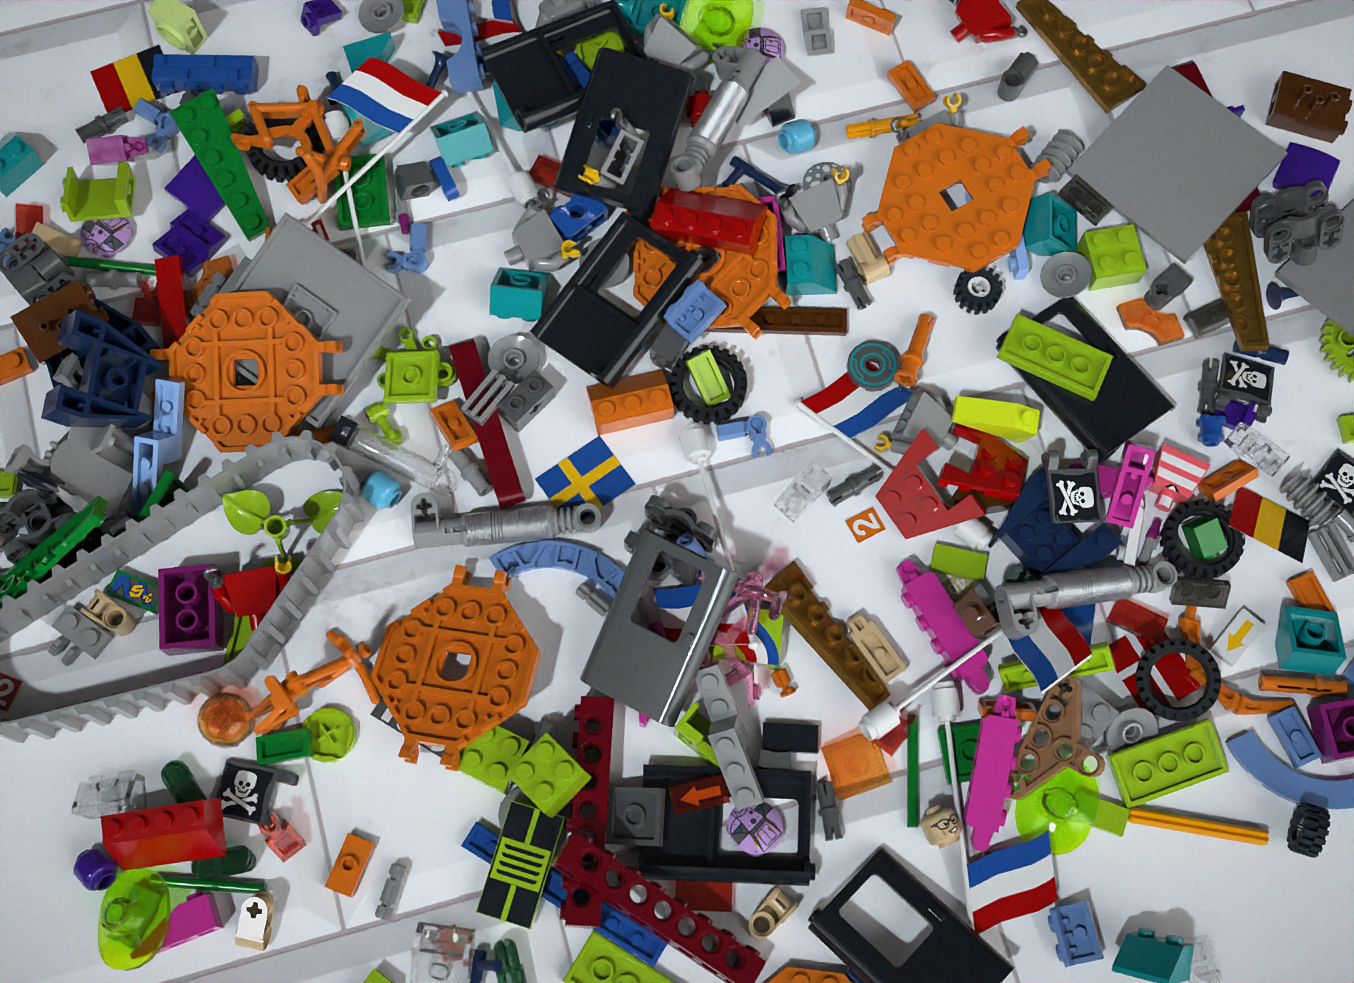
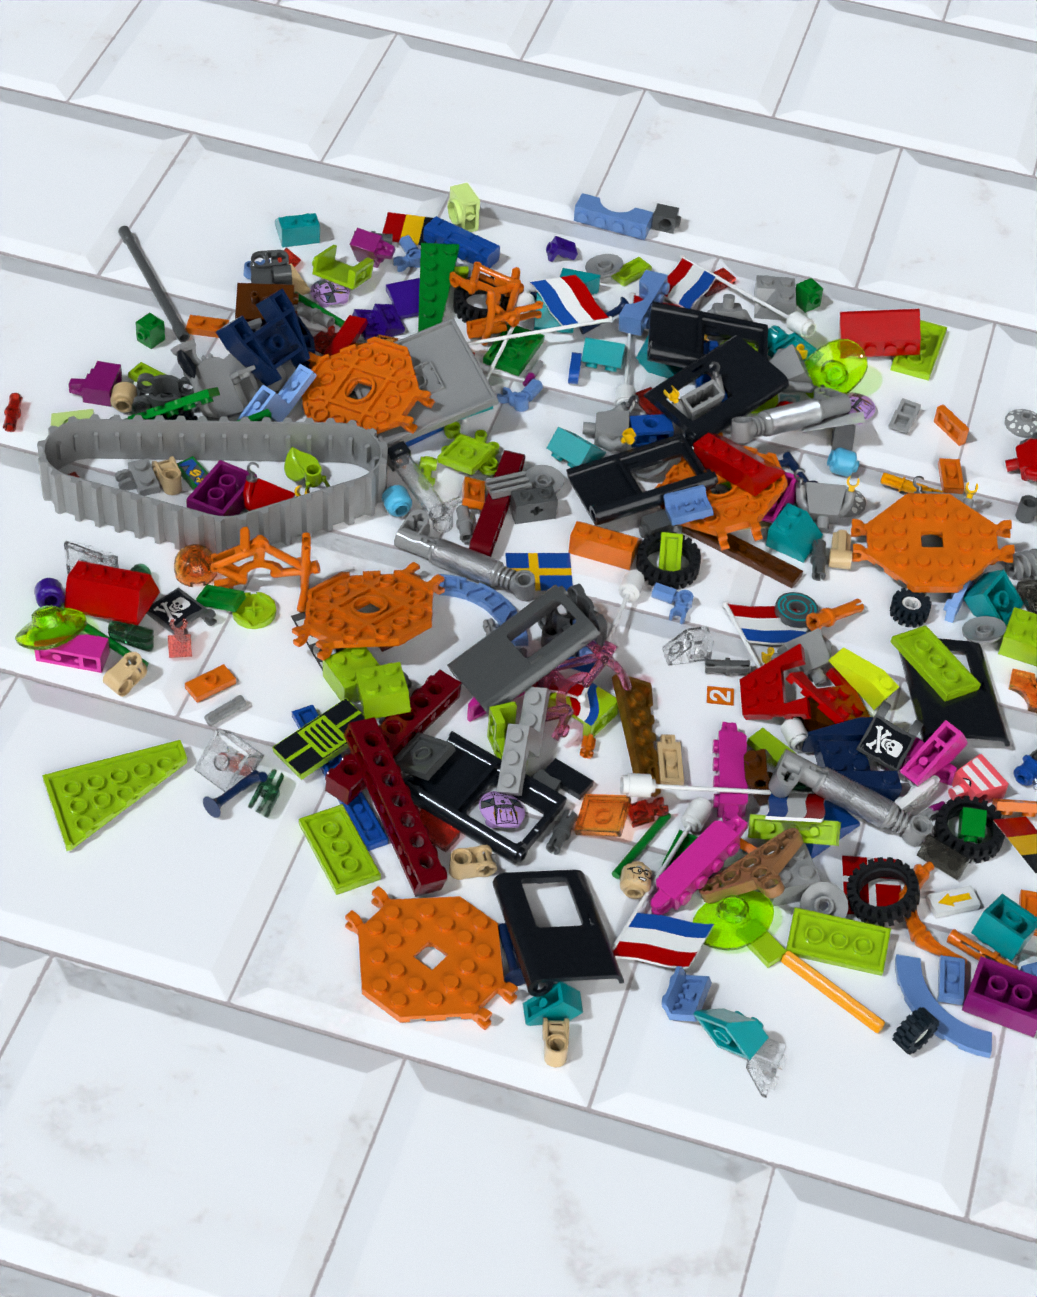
camera: 30 degrees right, 25 degrees down
(413, 180) = (553, 357): dark grey brick -> none
(699, 795) = (476, 767): clear red tile -> none
(1137, 620) = (878, 845): clear red tile -> none

